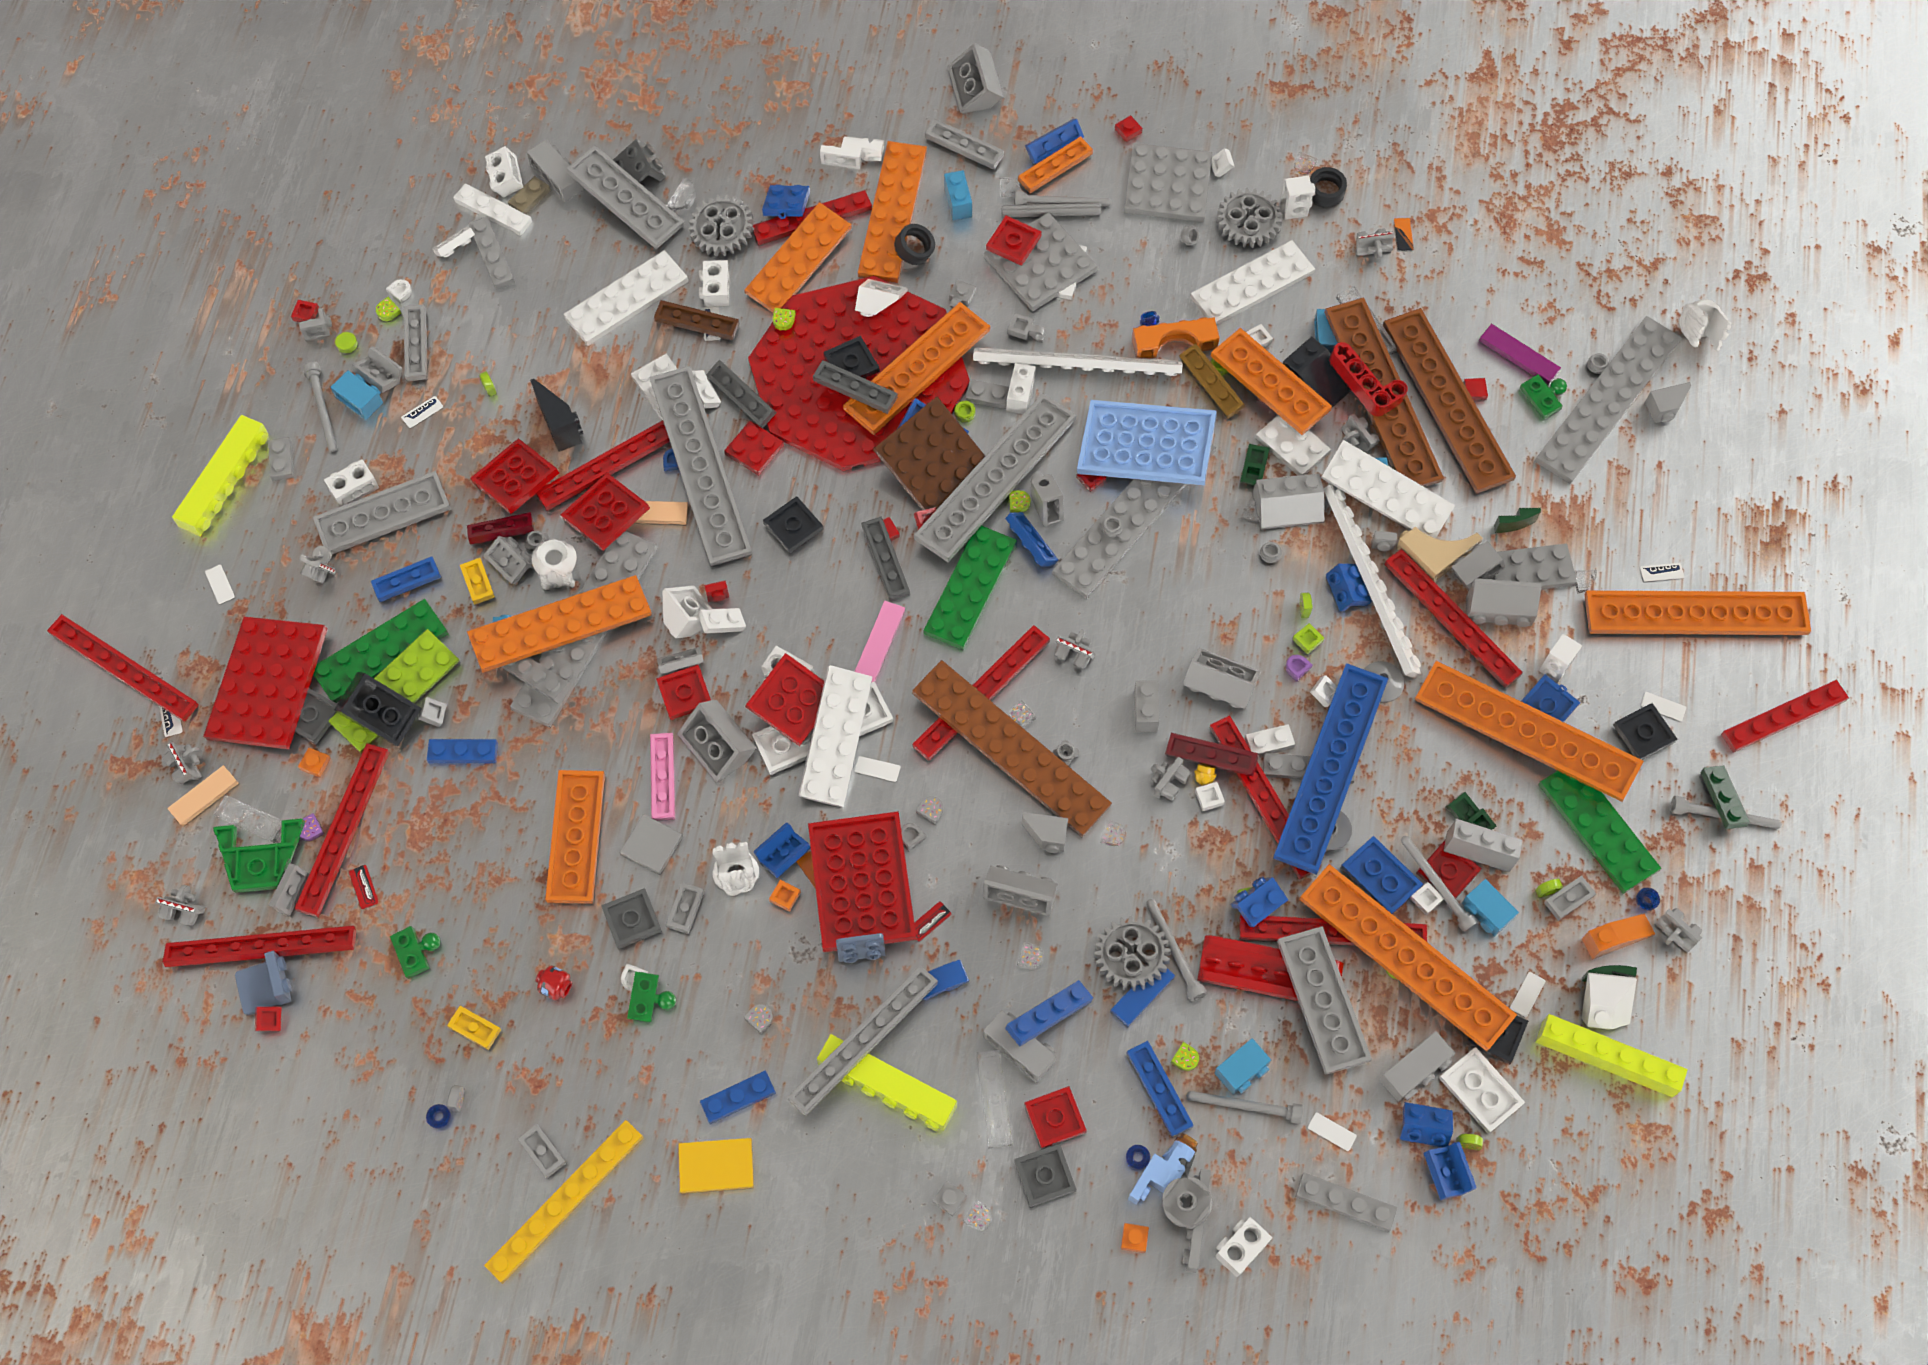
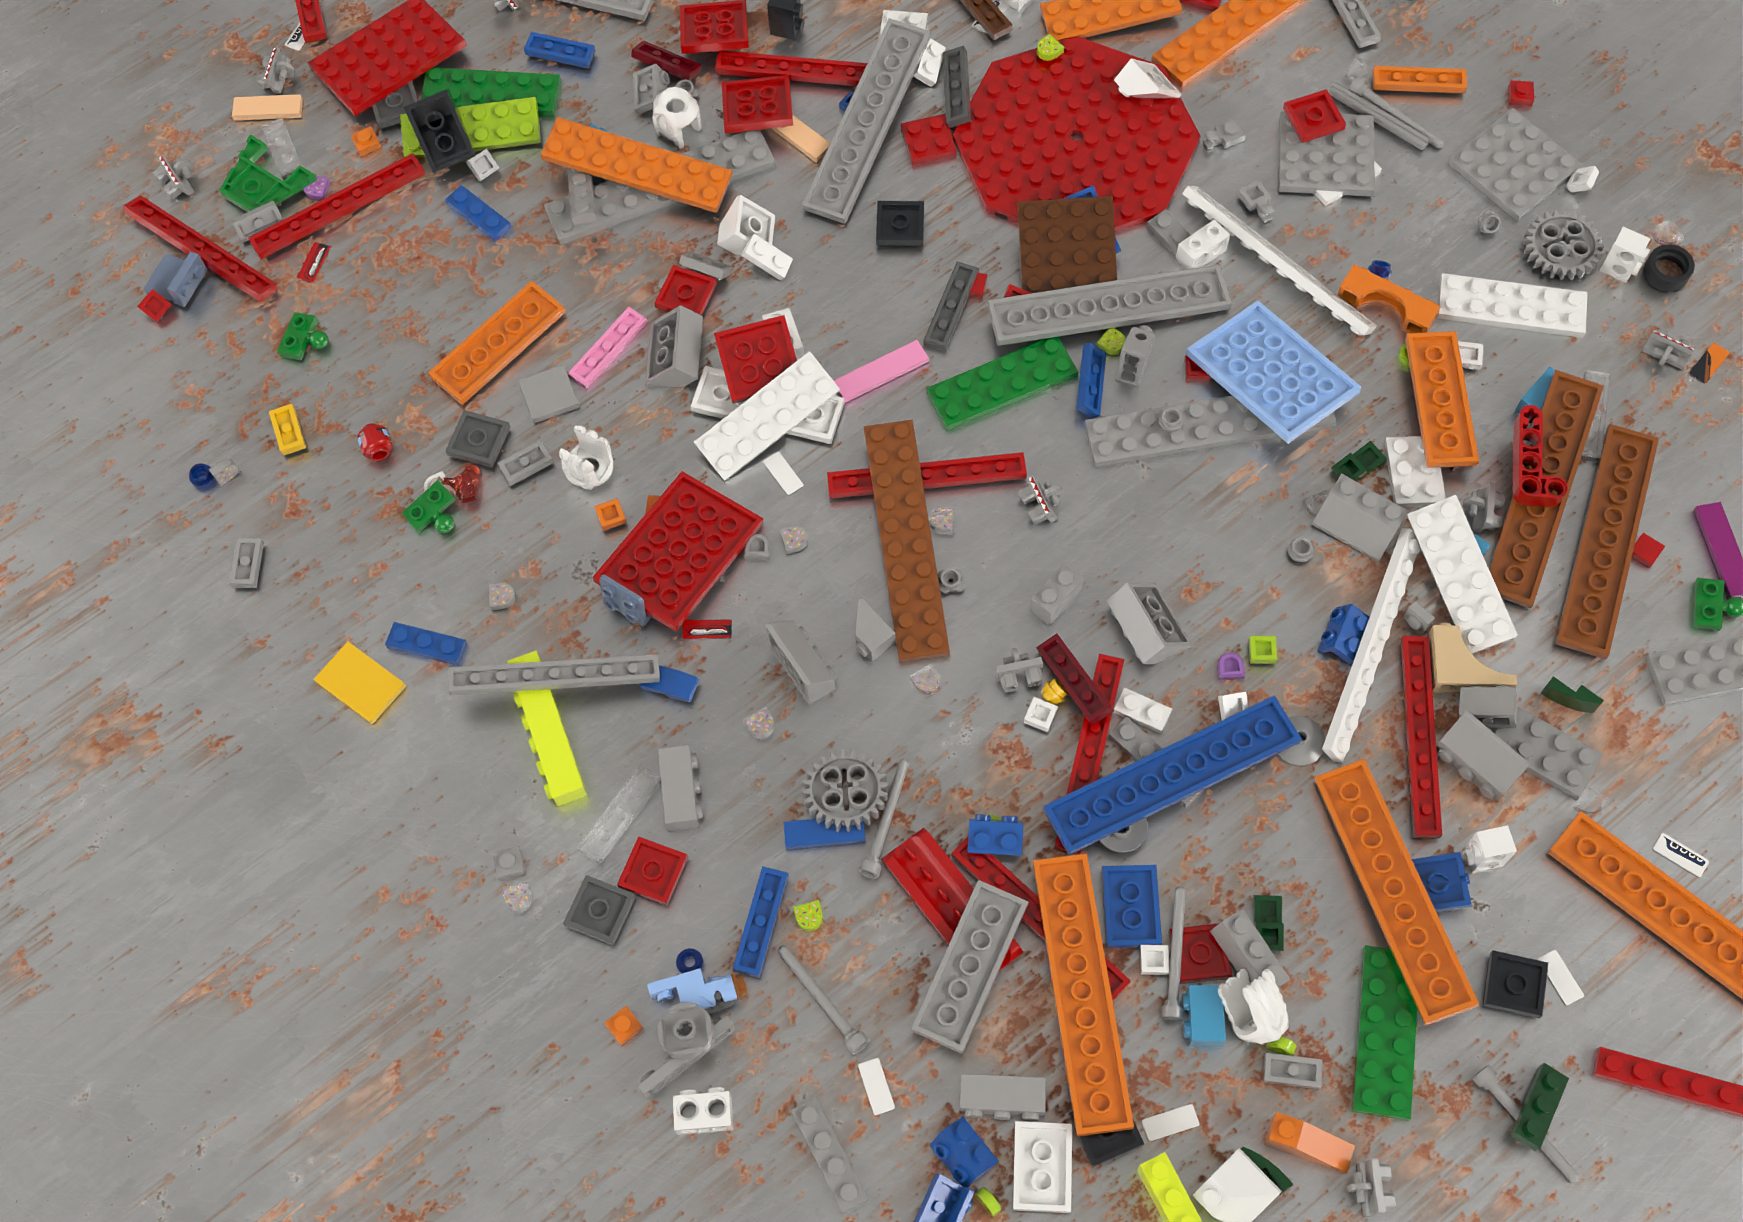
camera: 45 degrees right, 0 degrees up
(477, 581) = (610, 89): yellow plate -> none
(563, 1201) = (227, 615): yellow plate -> none
(655, 958) = (465, 483): none -> clear red animal
(716, 591) = (786, 231): red plate -> none
(781, 850) = (641, 475): blue bracket -> none
(853, 357) = (1072, 121): black plate -> none
(855, 387) = (1051, 142): dark grey plate -> none
(906, 253) = (1235, 52): black tyre -> none
(922, 364) = (1125, 165): orange plate -> none
(958, 195) = (1302, 47): dark azure piece -> none
(964, 411) = (1137, 234): lime tile -> none
(1049, 1013) = (726, 780): blue plate -> none
(1053, 141) = (1437, 57): blue plate -> none
(1211, 381) = (1387, 362): pearl gold plate -> none
(1242, 1067) = (848, 964): dark azure piece -> none
(1305, 605) = (1288, 618): lime tile -> none
(1313, 367) = (1493, 420): black slope -> none
(1525, 871) = (1254, 1007): none -> white piece
(1650, 893) = (1376, 1129): clear blue plate -> none

